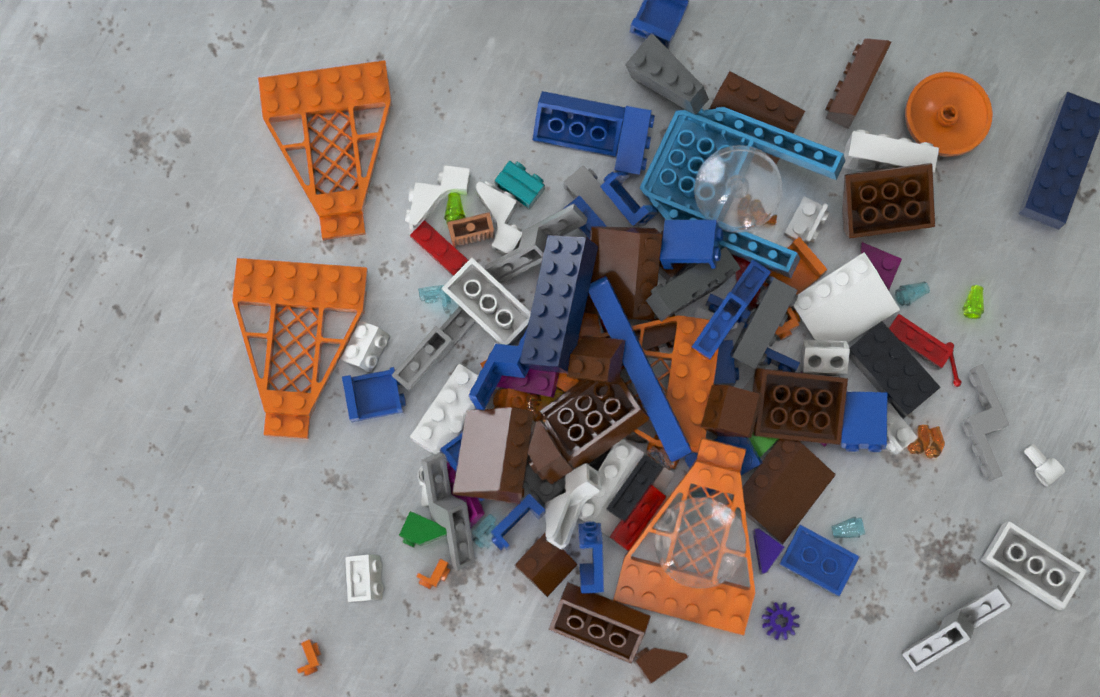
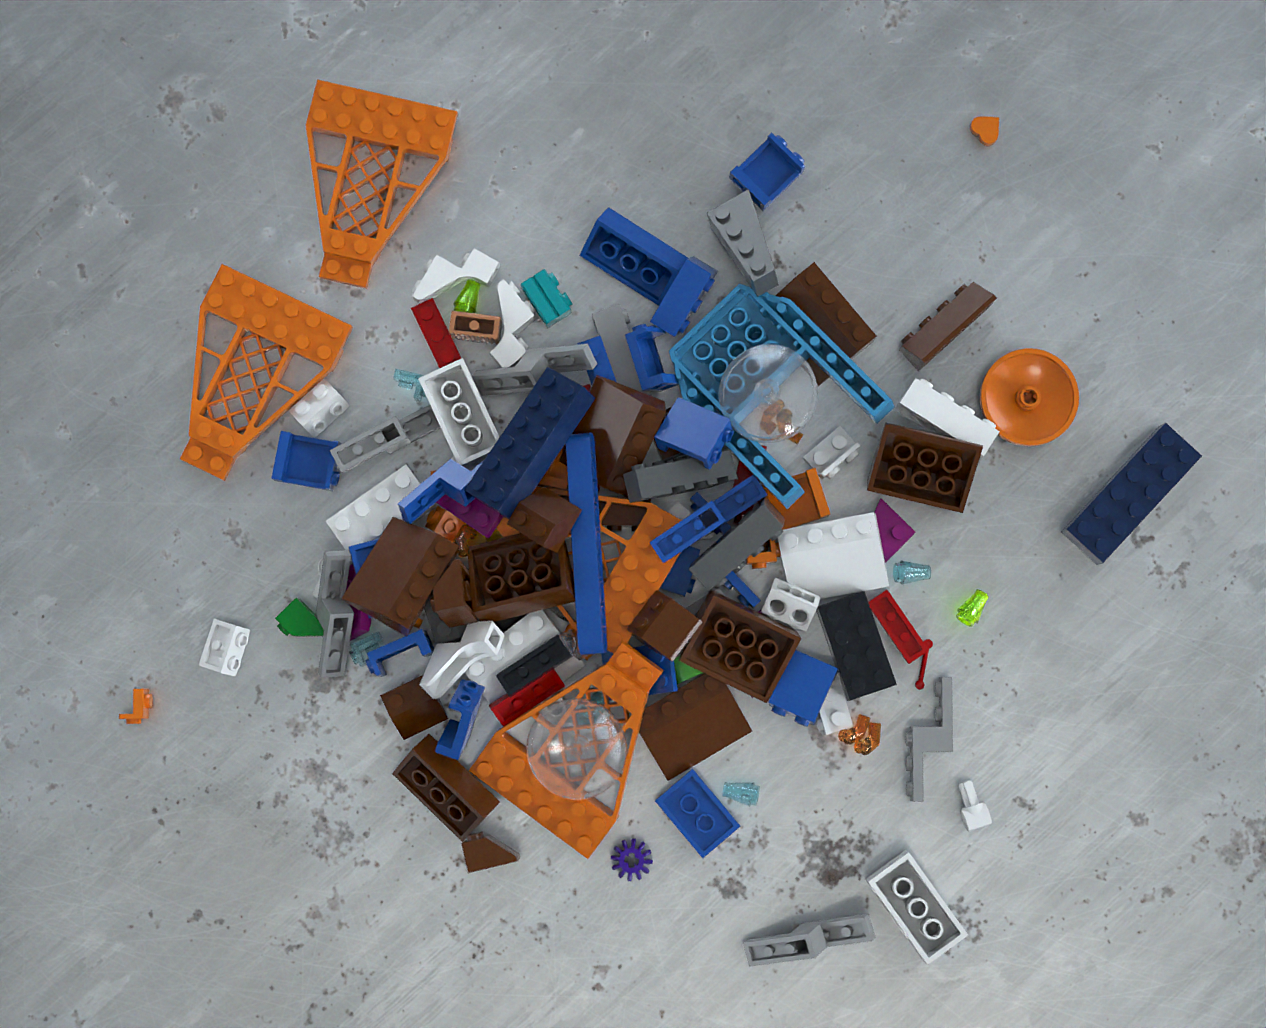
camera: 25 degrees right, 5 degrees up
(440, 573) = (302, 673): orange bracket -> none
(766, 550) = (647, 781): dark purple slope -> none

